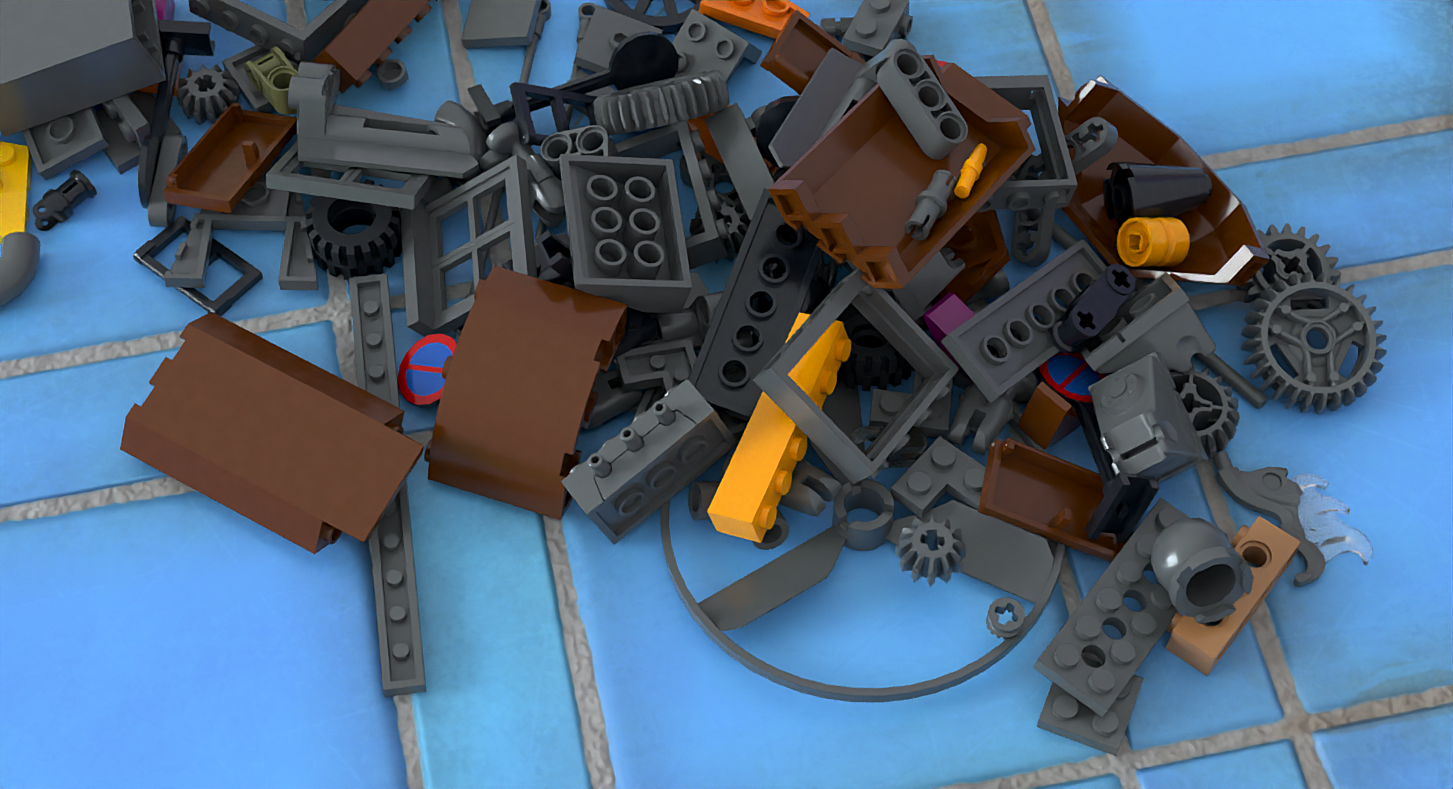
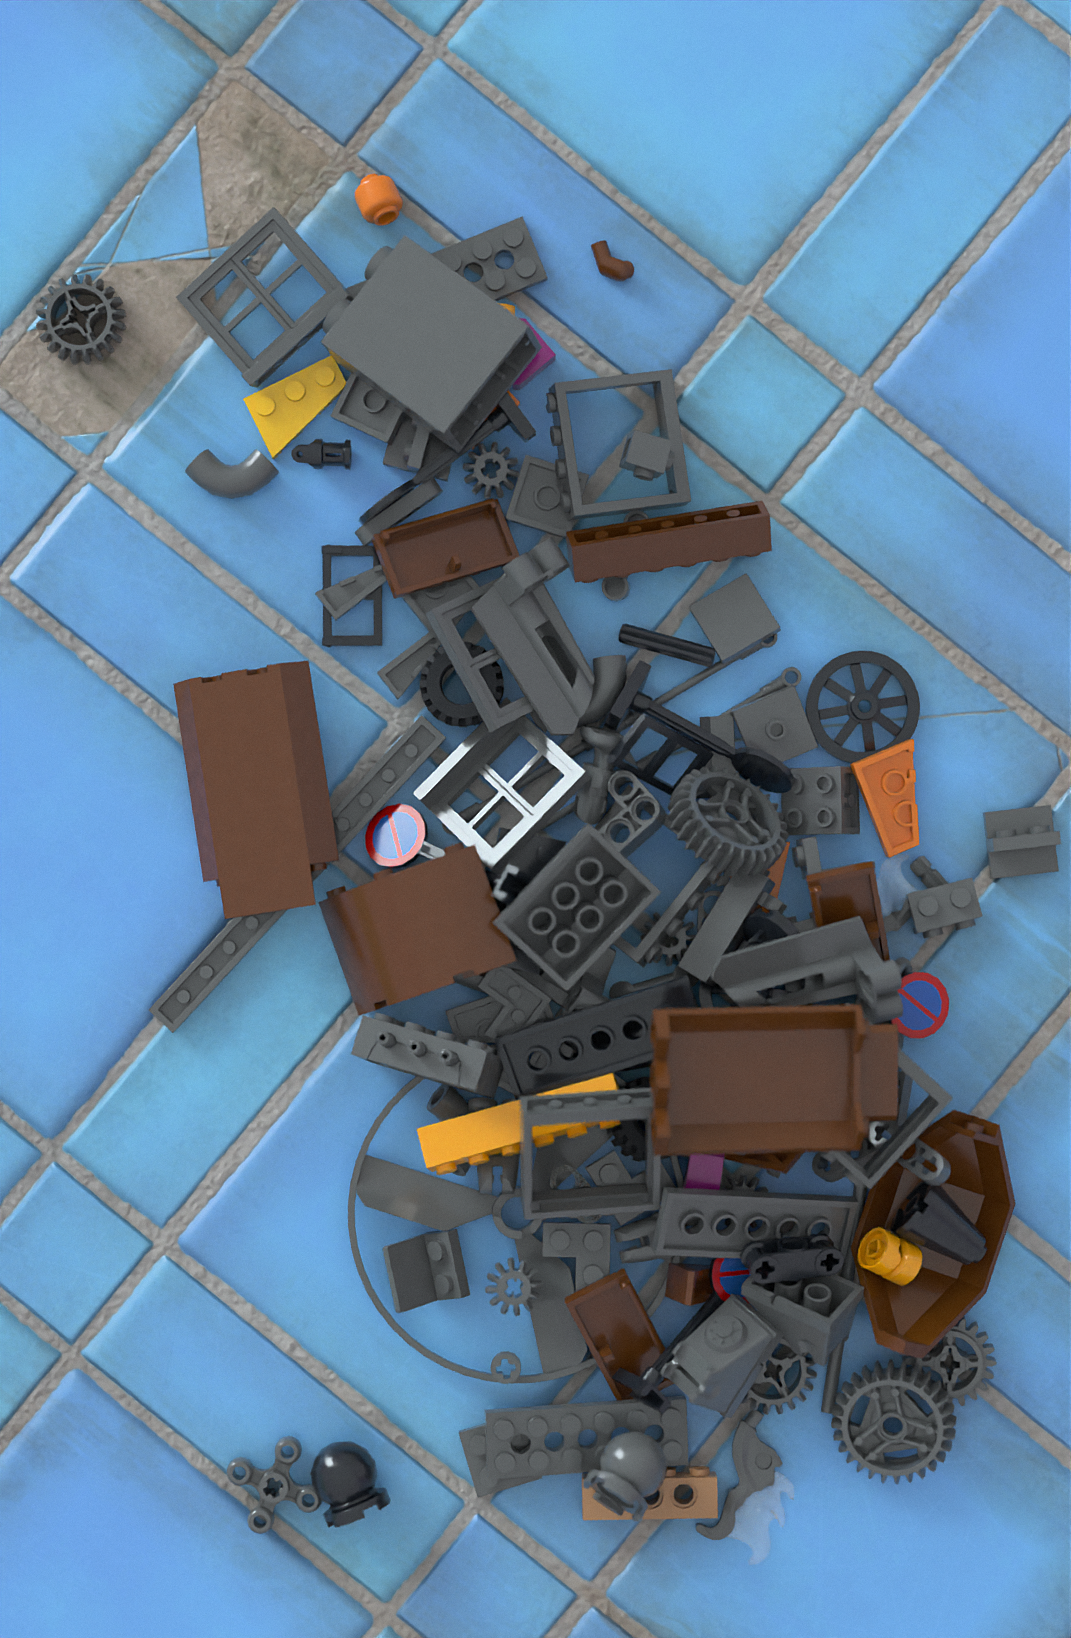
camera: 50 degrees right, 30 degrees up
(272, 78) = (536, 512): olive piece -> none
(476, 72) = (667, 645): none -> black axle
(748, 82) = (807, 857): none -> dark grey bracket
(853, 619) = (426, 1269): none -> dark grey bracket
(922, 103) = (817, 1039): dark grey beam -> none
(931, 204) = (745, 1118): dark grey pin -> none
(971, 171) = (803, 1120): light orange piece -> none

